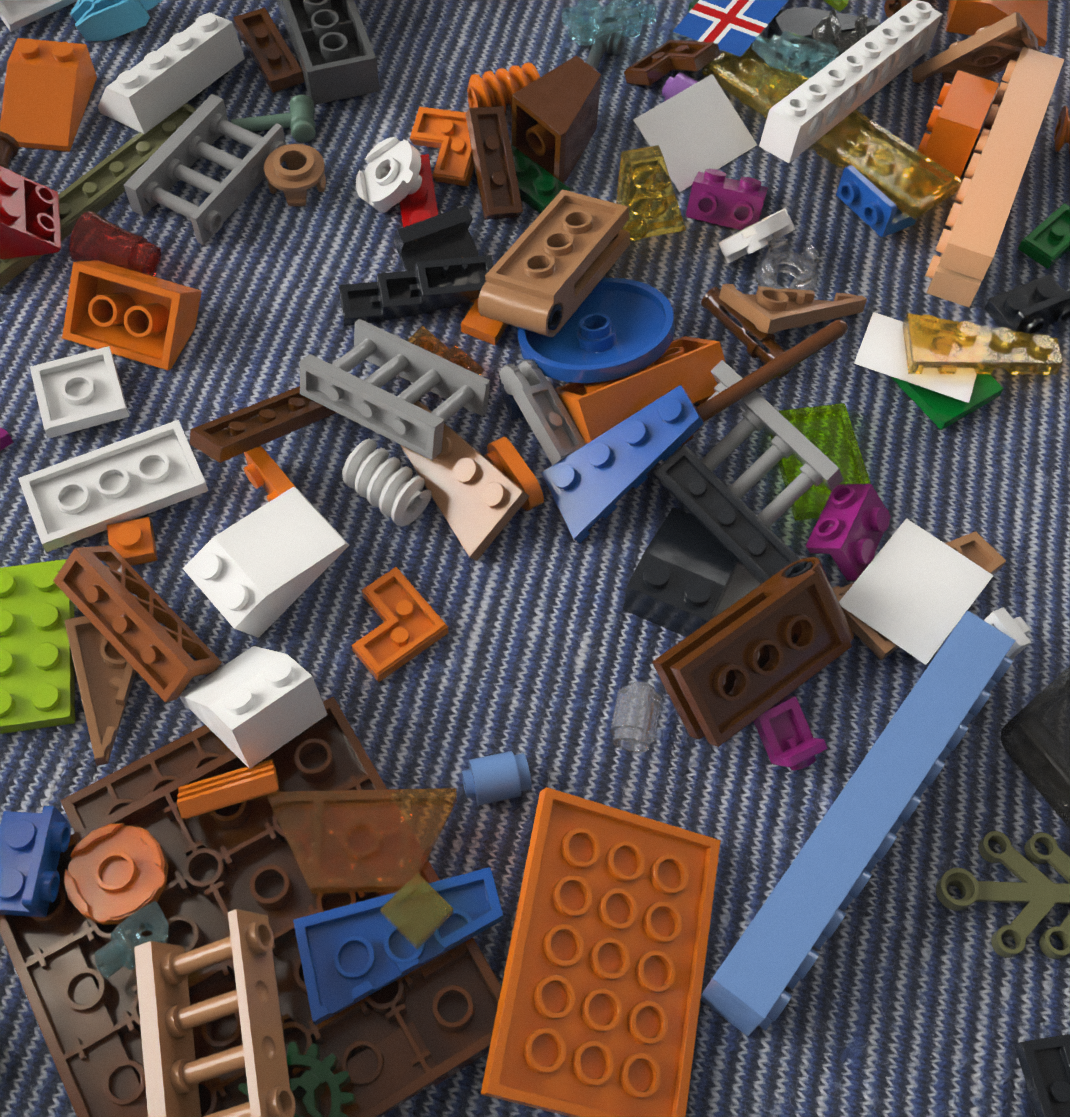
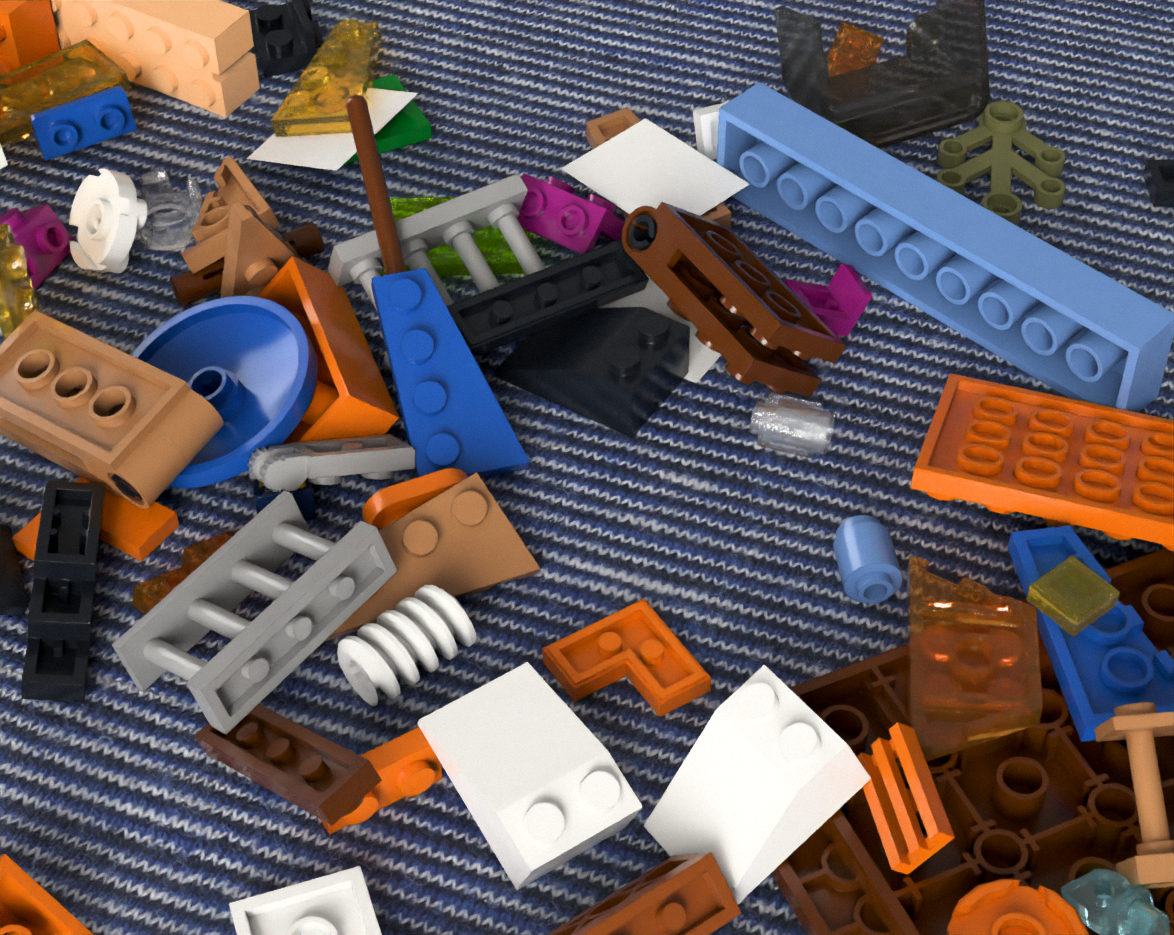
camera: 80 degrees left, 15 degrees down
(718, 325) = (252, 253): none -> medium nougat wing

